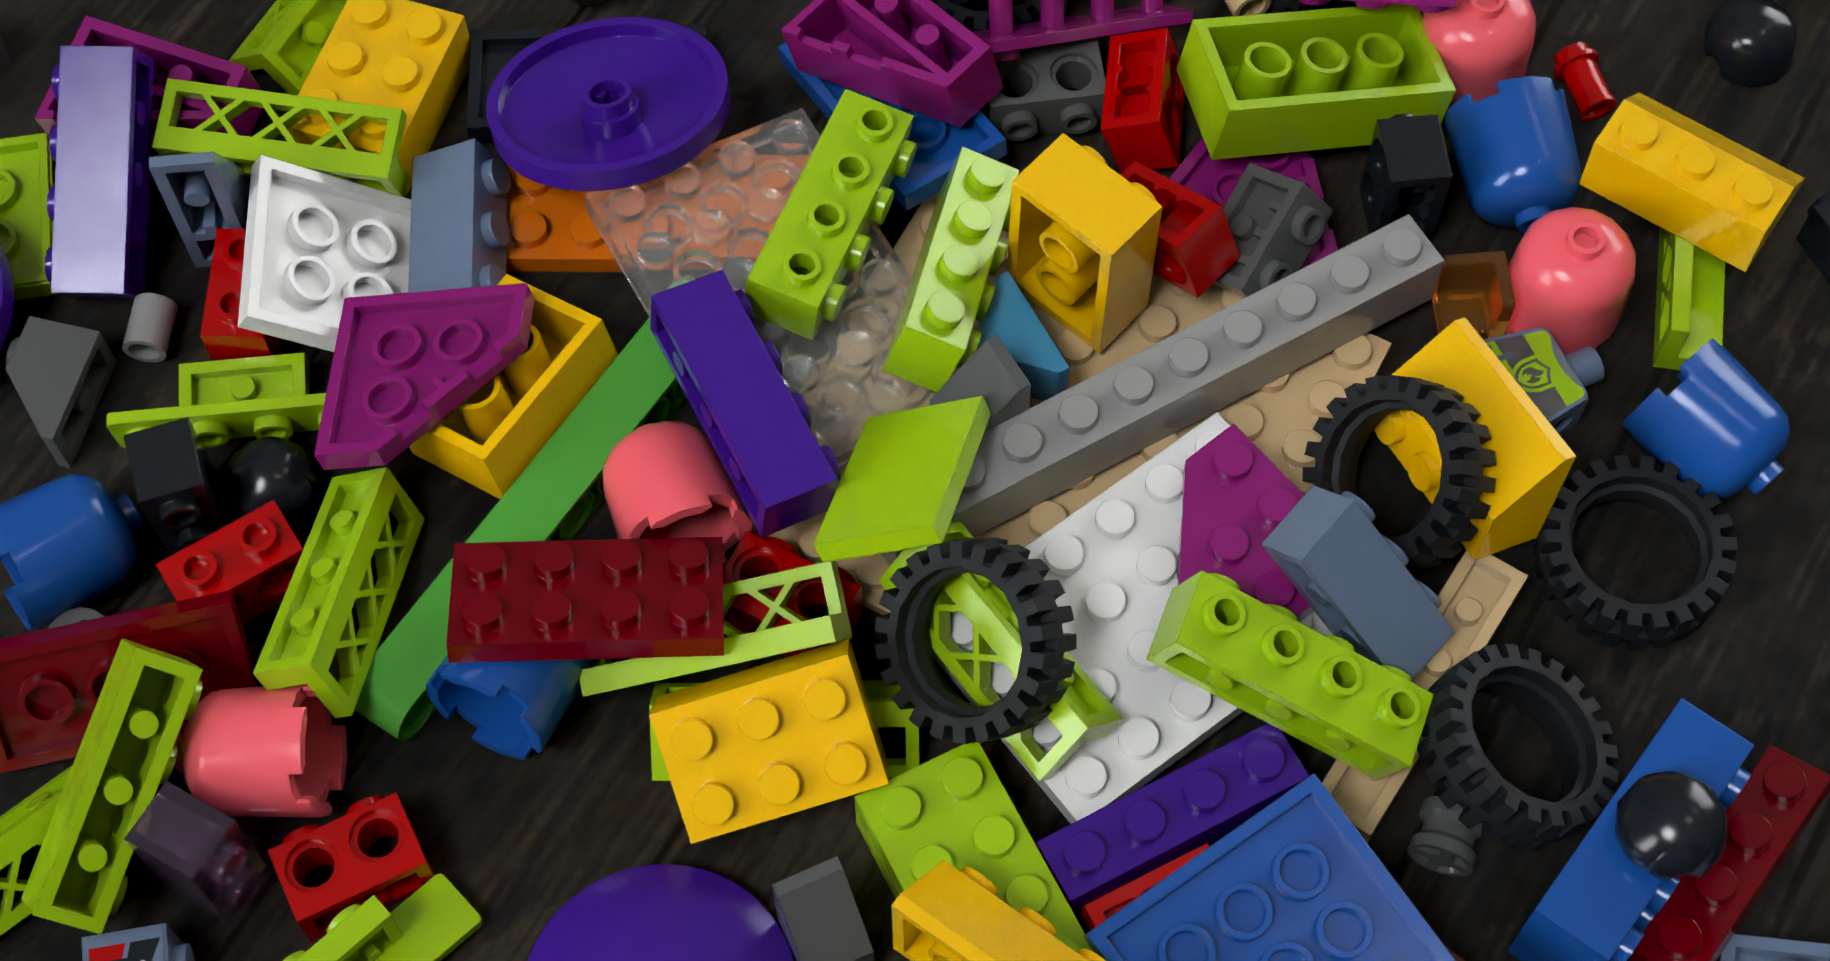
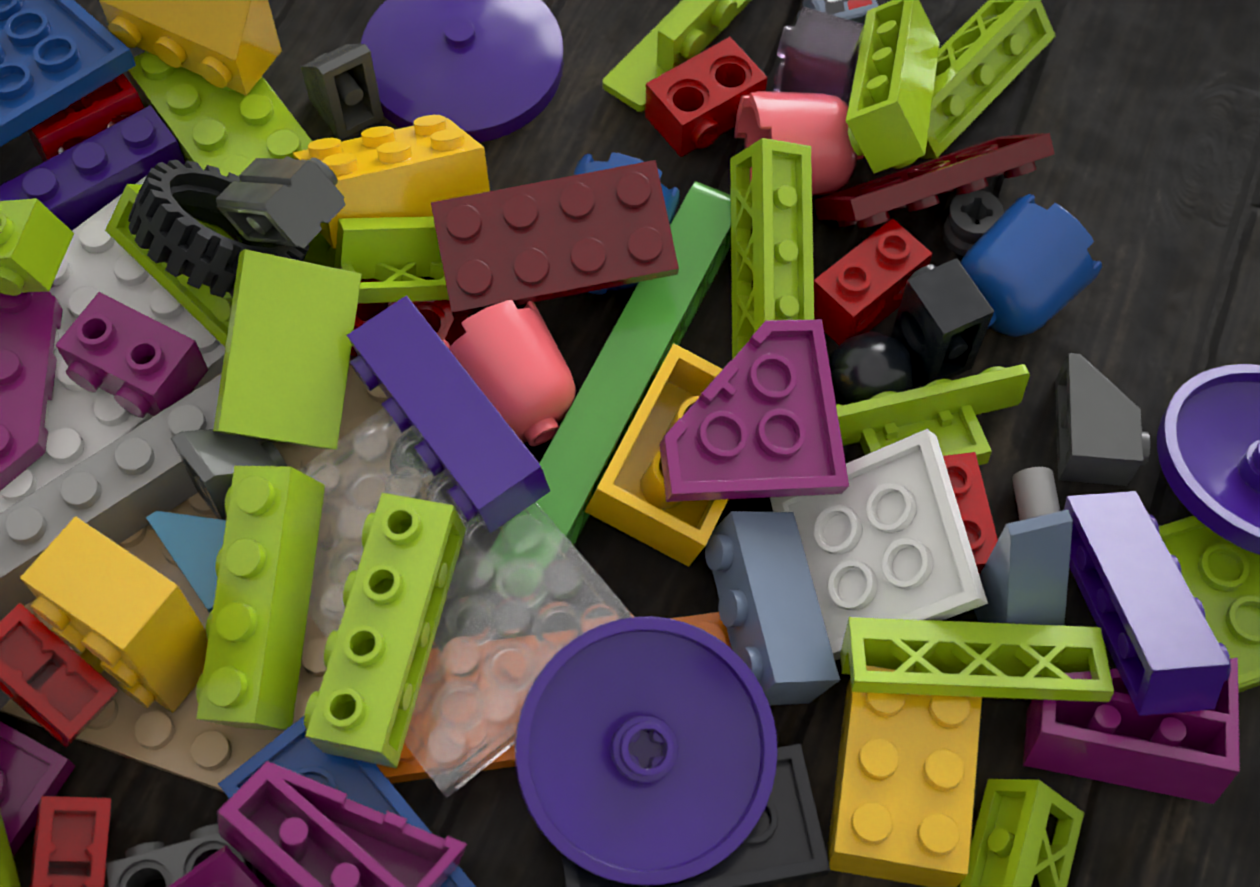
camera: 170 degrees right, 0 degrees up
(894, 627) = (282, 201): none -> dark grey brick
(1085, 534) = (130, 357): none -> magenta brick

